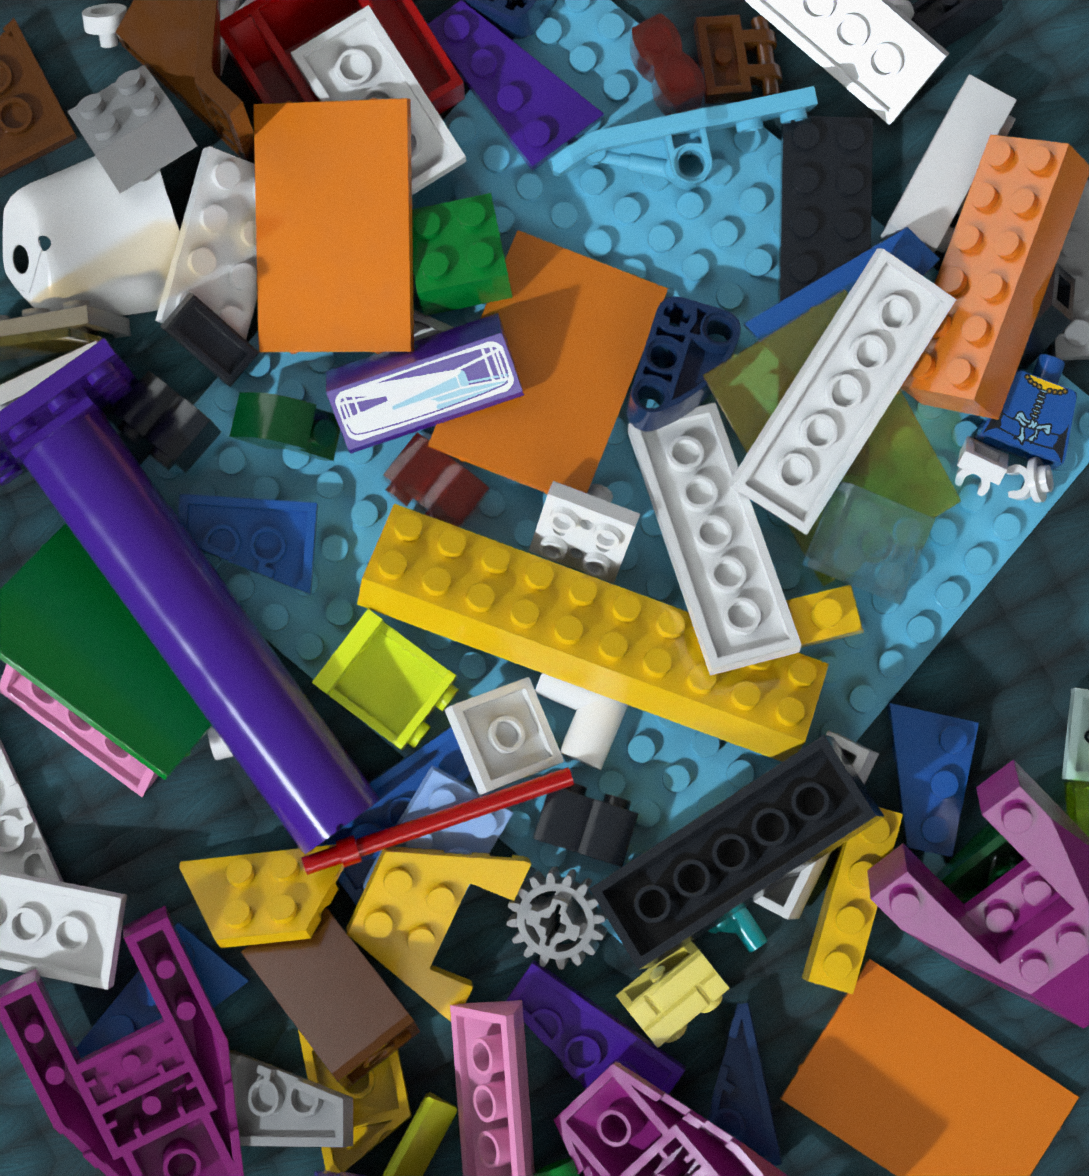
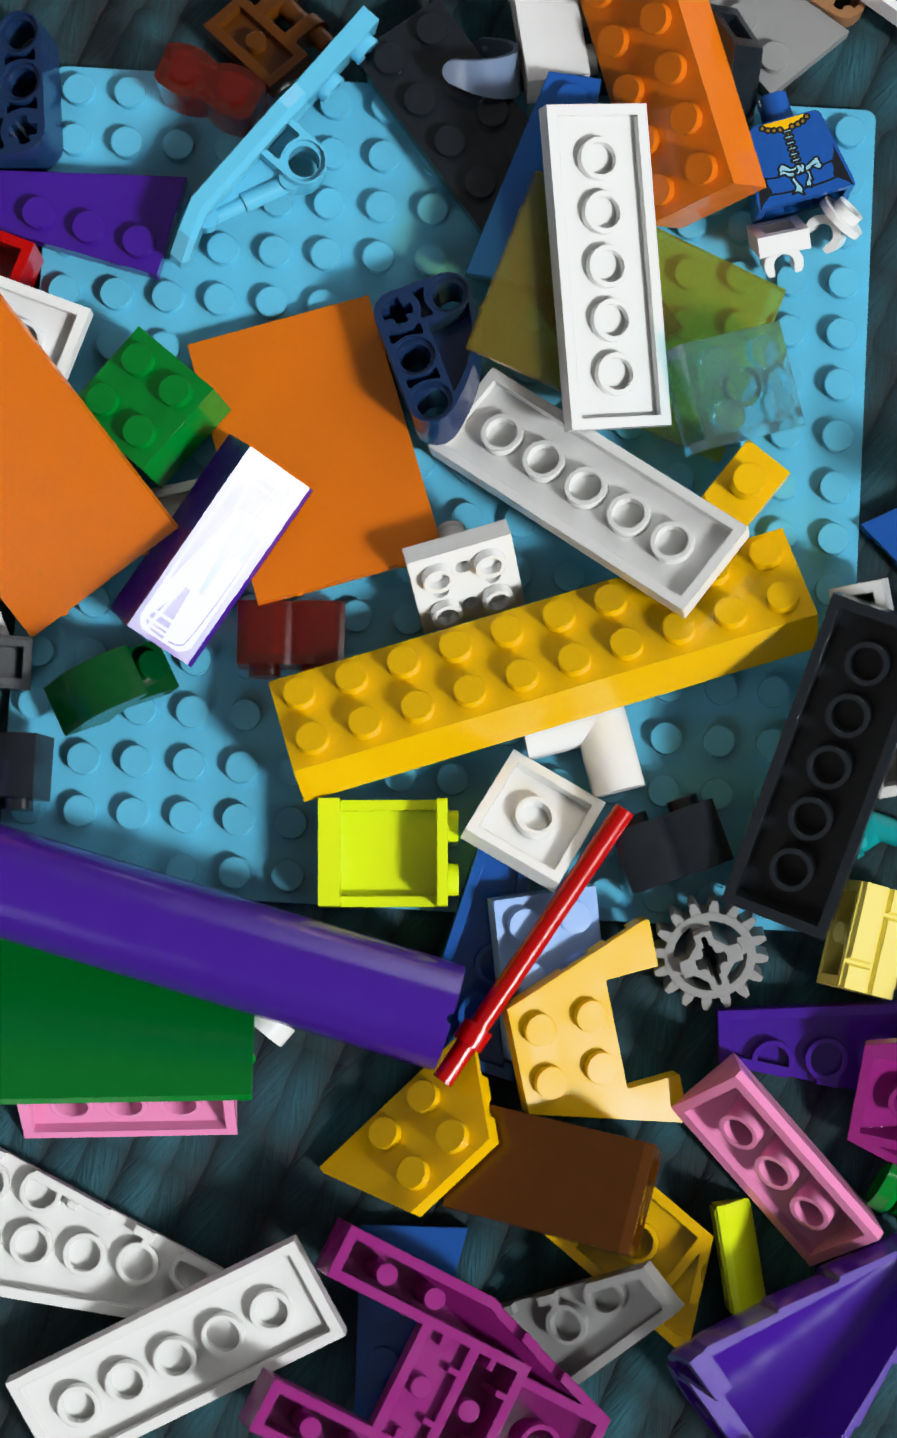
camera: 30 degrees left, 0 degrees up
(256, 534) = (159, 809): blue wing -> none
(868, 202) = (491, 77): none -> sand blue helmet

